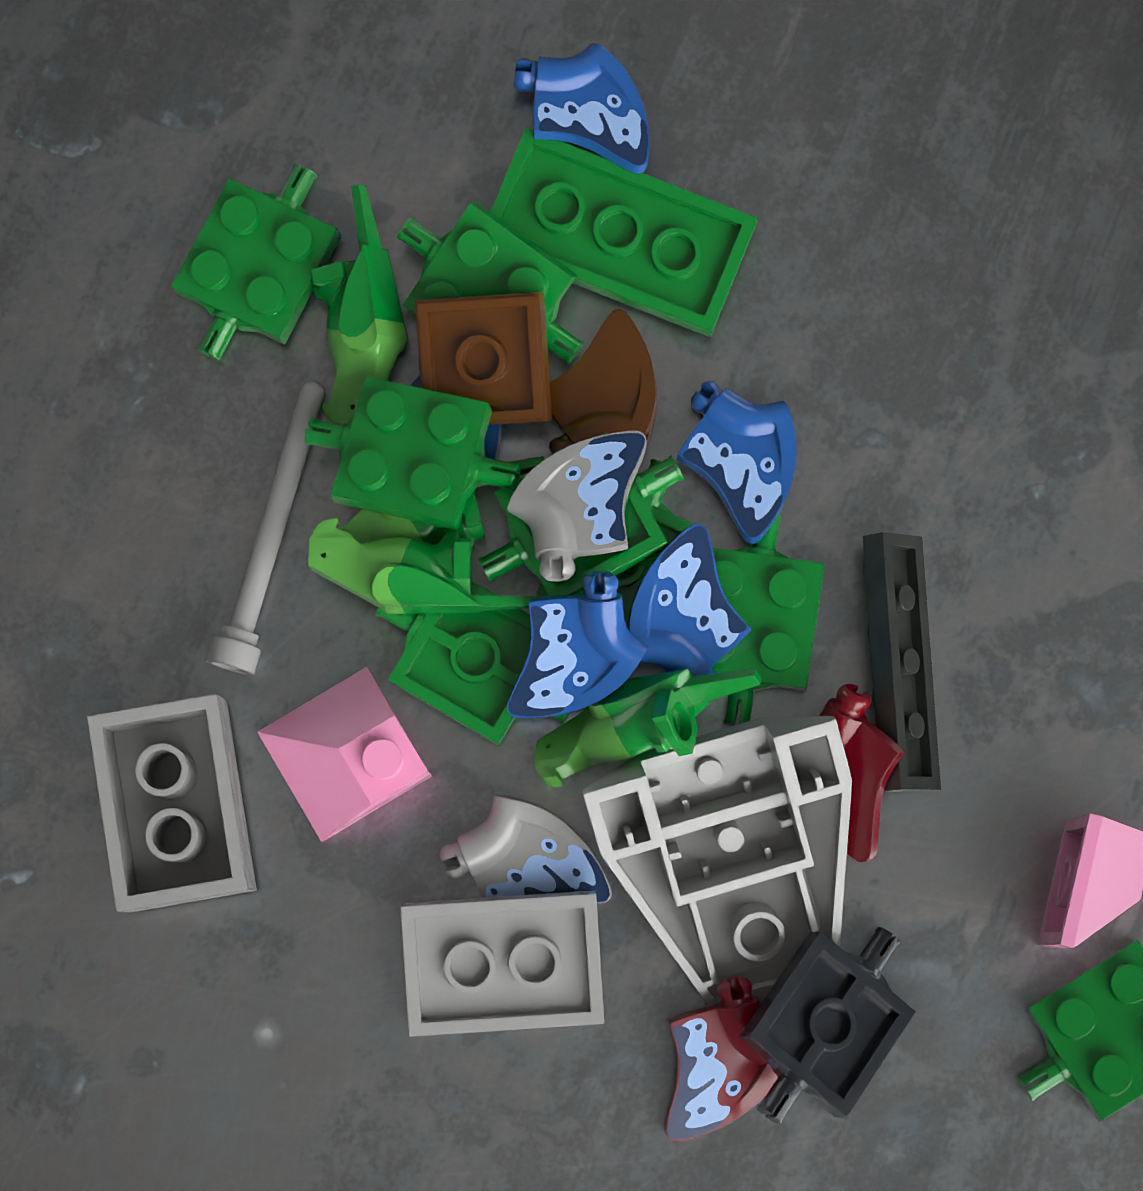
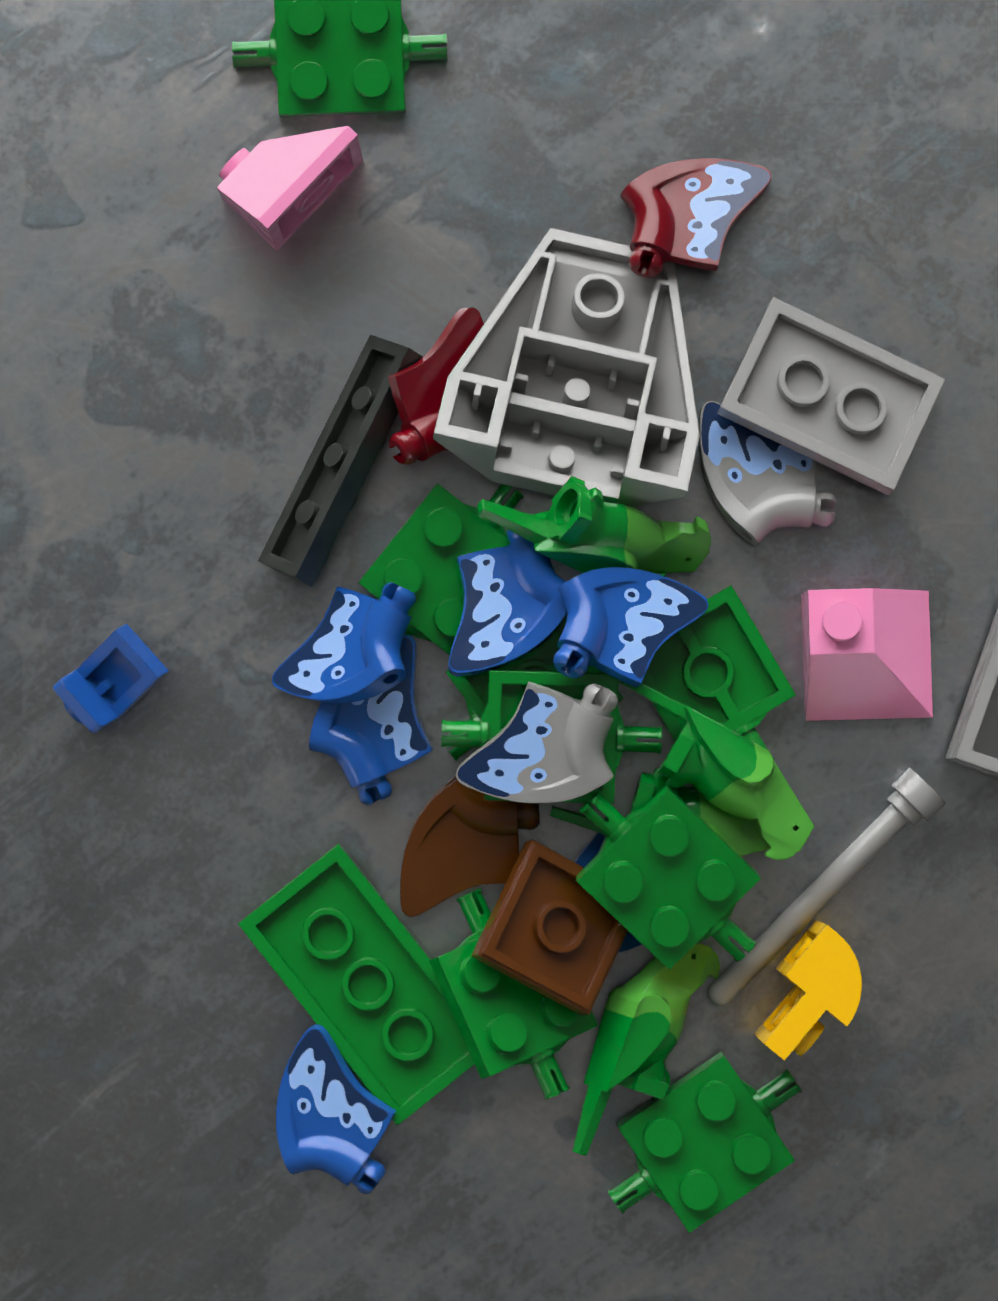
camera: 150 degrees left, 5 degrees up
(229, 433) = (823, 980): none -> yellow brick
(796, 502) = (352, 649): none -> blue arm
(827, 1024) = (584, 189): black plate -> none
(988, 359) = (110, 680): none -> blue bracket

